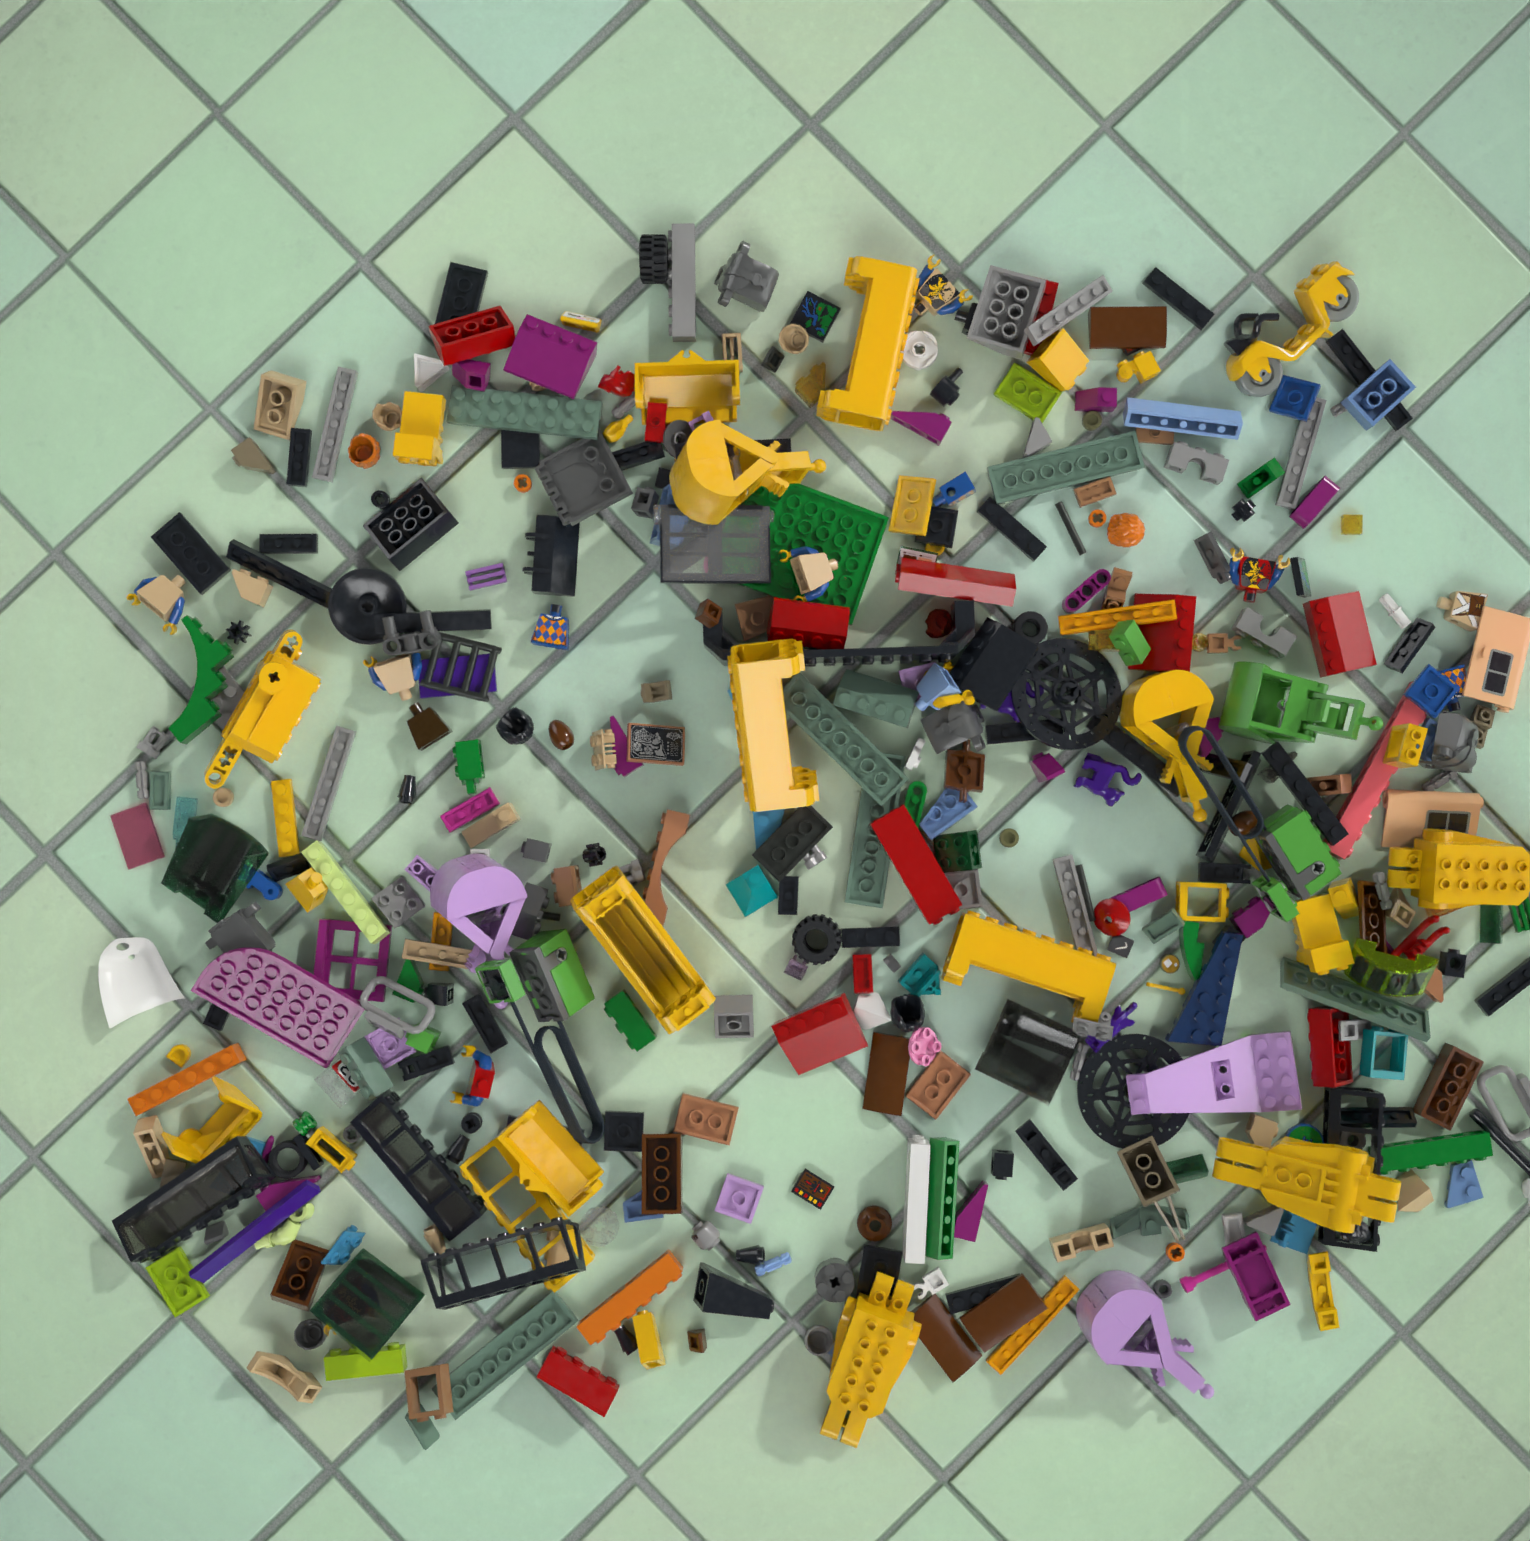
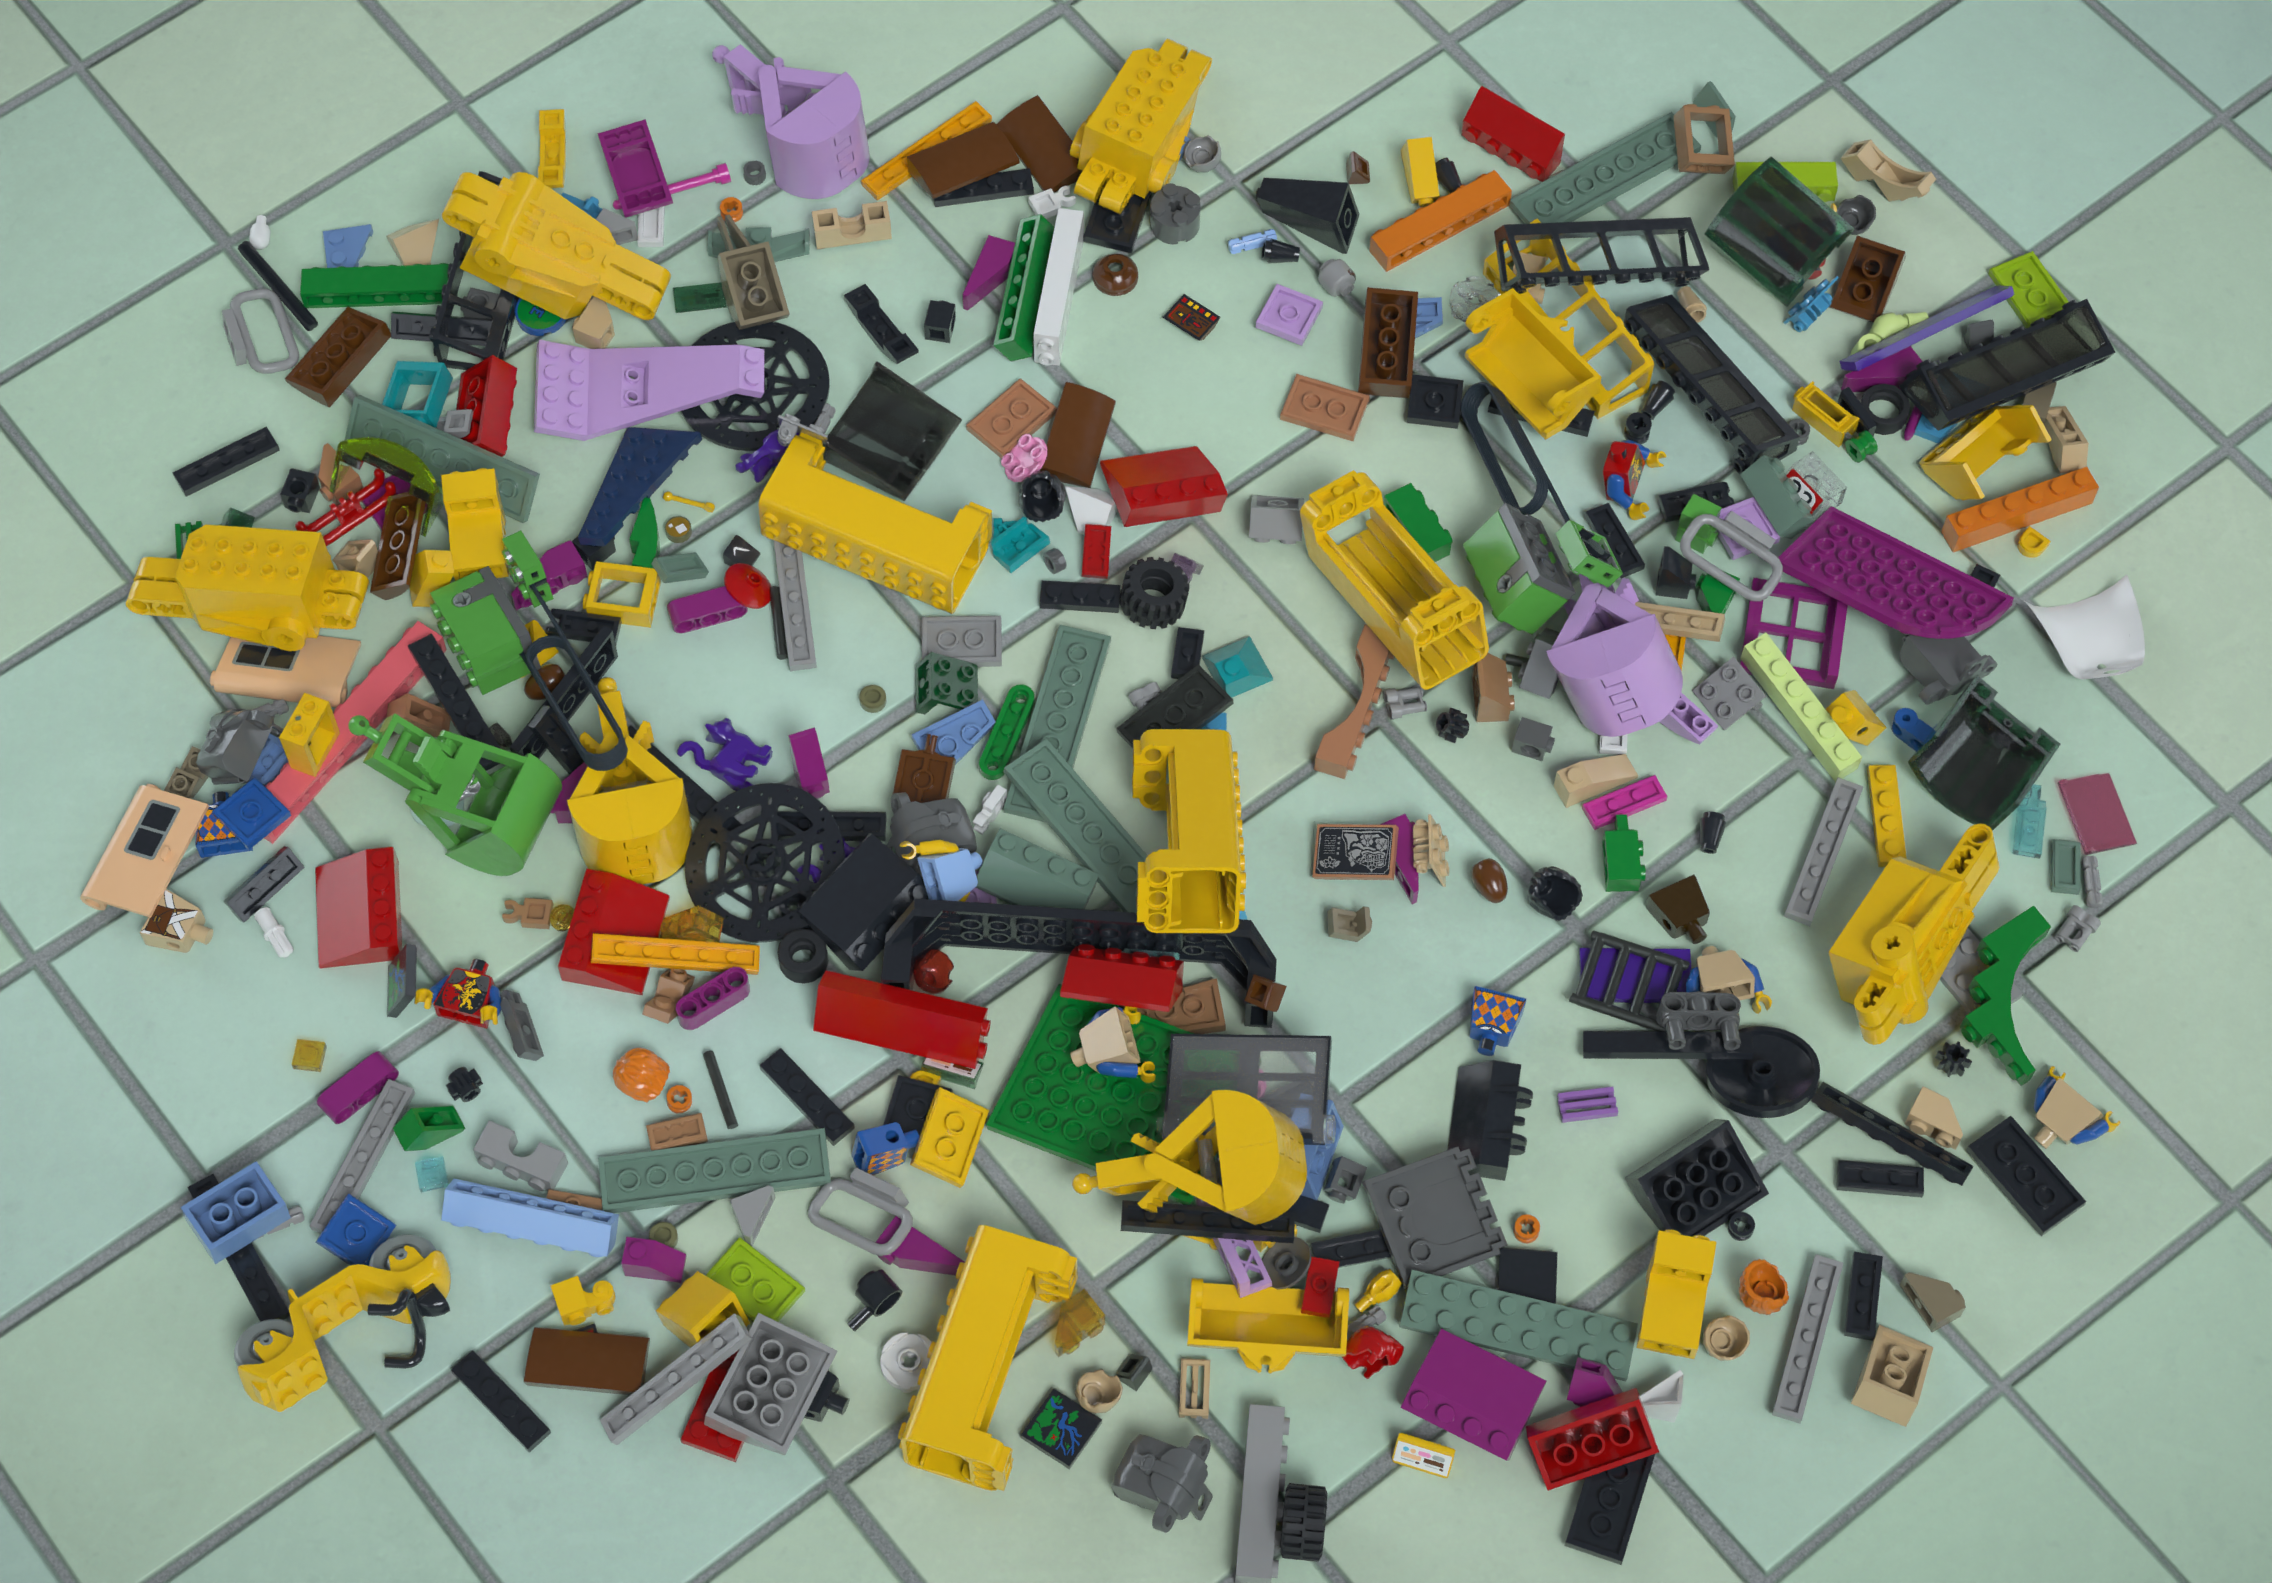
camera: 175 degrees left, 25 degrees down
(288, 867) = (1887, 749): black plate -> none
(916, 865) = (1008, 667): red brick -> none
(937, 293) = (868, 1438): torso -> none
(954, 457) = (874, 1192): none -> light grey bar
(1130, 641) = (665, 910): bright green piece -> none
(1248, 626) = (451, 904): light grey arch -> none
(1252, 448) = (431, 1174): none -> clear light blue tile
(1382, 890) = (376, 576): light grey axle -> none

